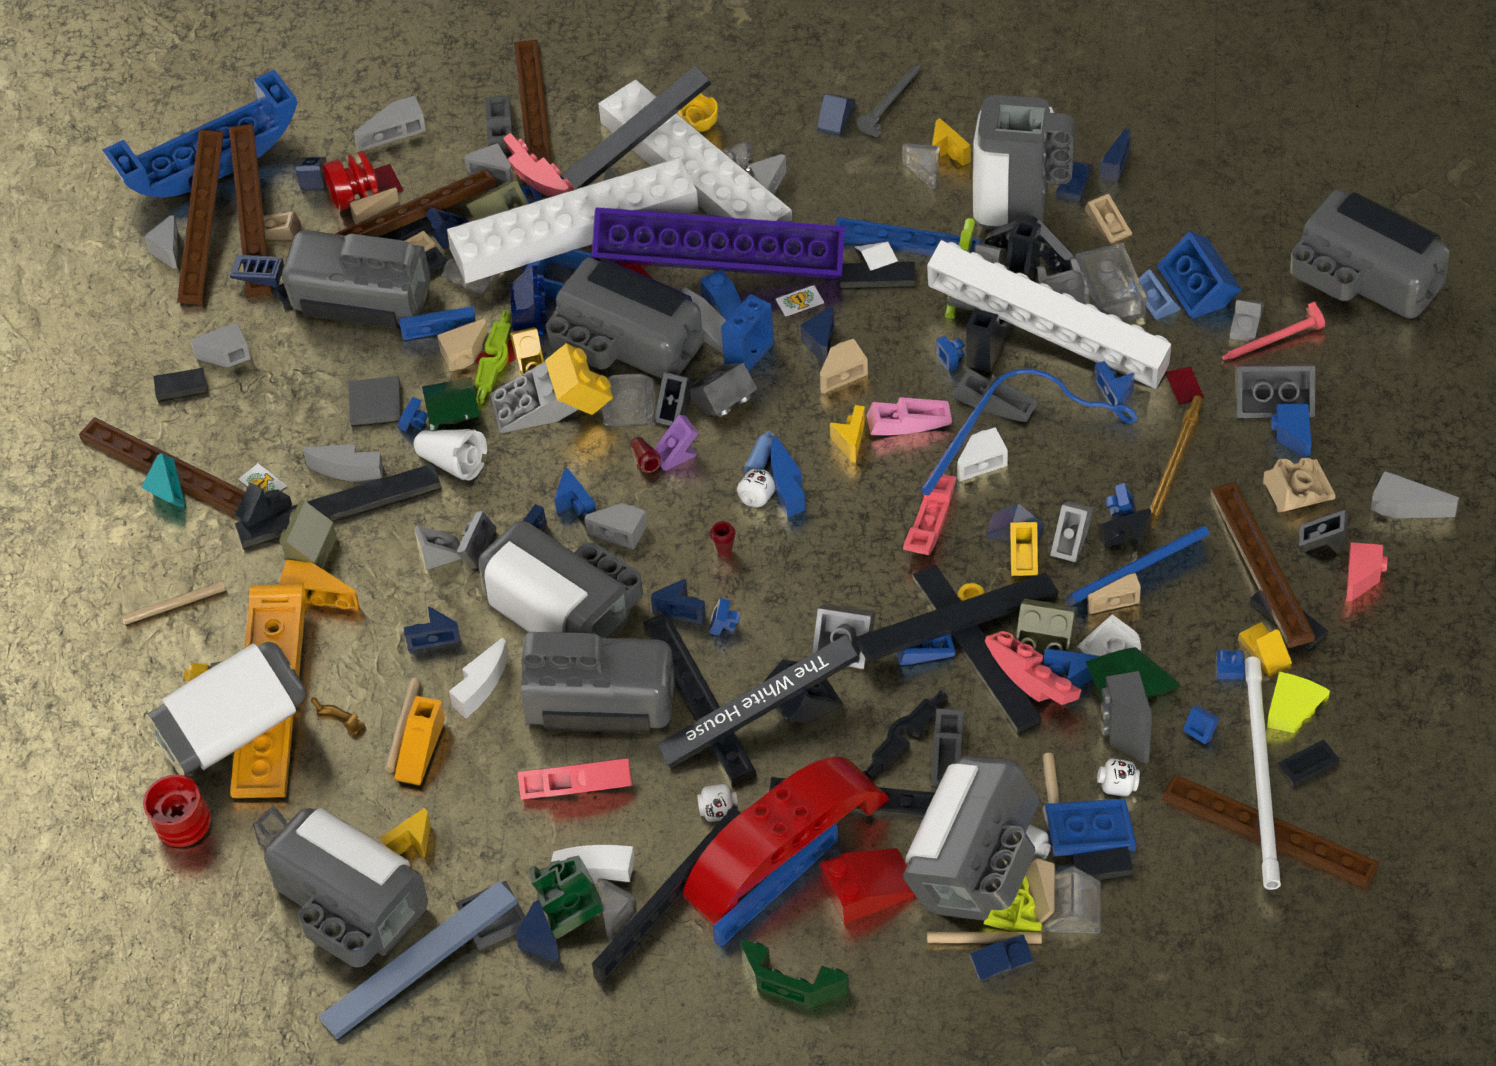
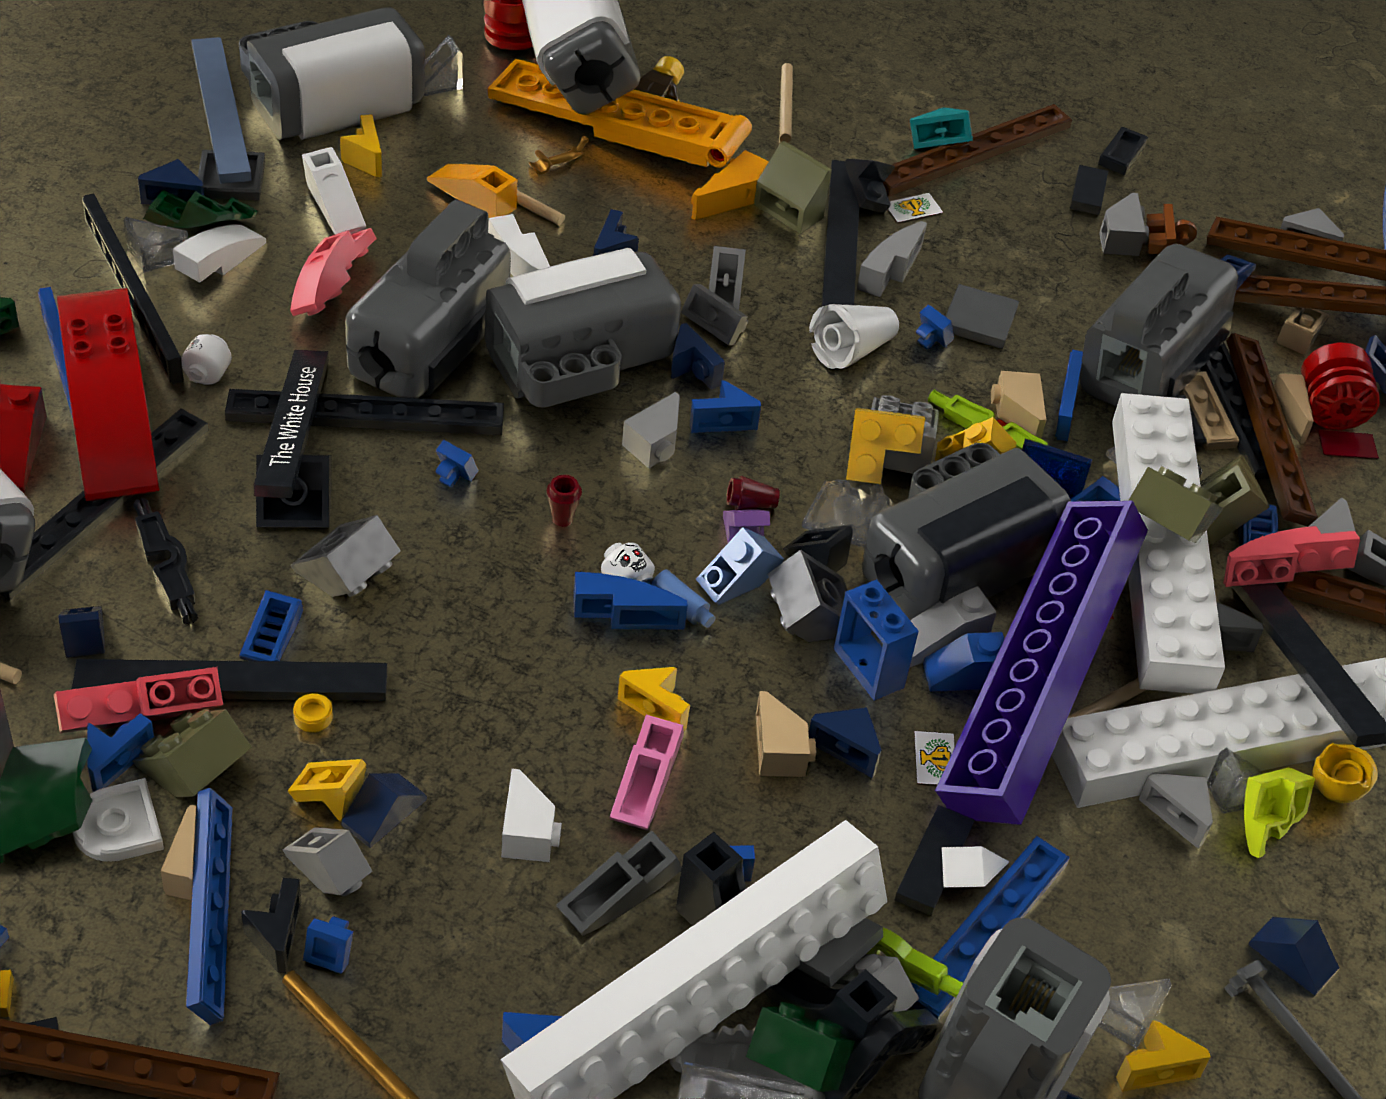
camera: 105 degrees right, 5 degrees down
(113, 379) = (1123, 150): none -> black tile
(215, 317) = (1165, 231): none -> dark orange hips
(441, 222) = (1230, 441): dark blue slope -> none
(450, 402) = (931, 356): dark green slope -> none
(486, 820) = (332, 191): none -> white slope
(570, 197) = (1171, 504): none -> olive slope
(675, 602) = (500, 434): dark blue slope -> none
(718, 433) = (739, 566): none -> medium blue slope
(732, 133) = (1273, 805): none -> neon yellow slope
(930, 517) = (458, 719): coral slope -> none
(947, 742) = (108, 582): dark grey slope -> none
(955, 617) = (278, 673): black tile -> none
(962, 434) = (559, 792): blue piece -> none
(992, 736) = (82, 631): none -> dark blue slope
(1059, 263) = (800, 1047): none -> dark green brick

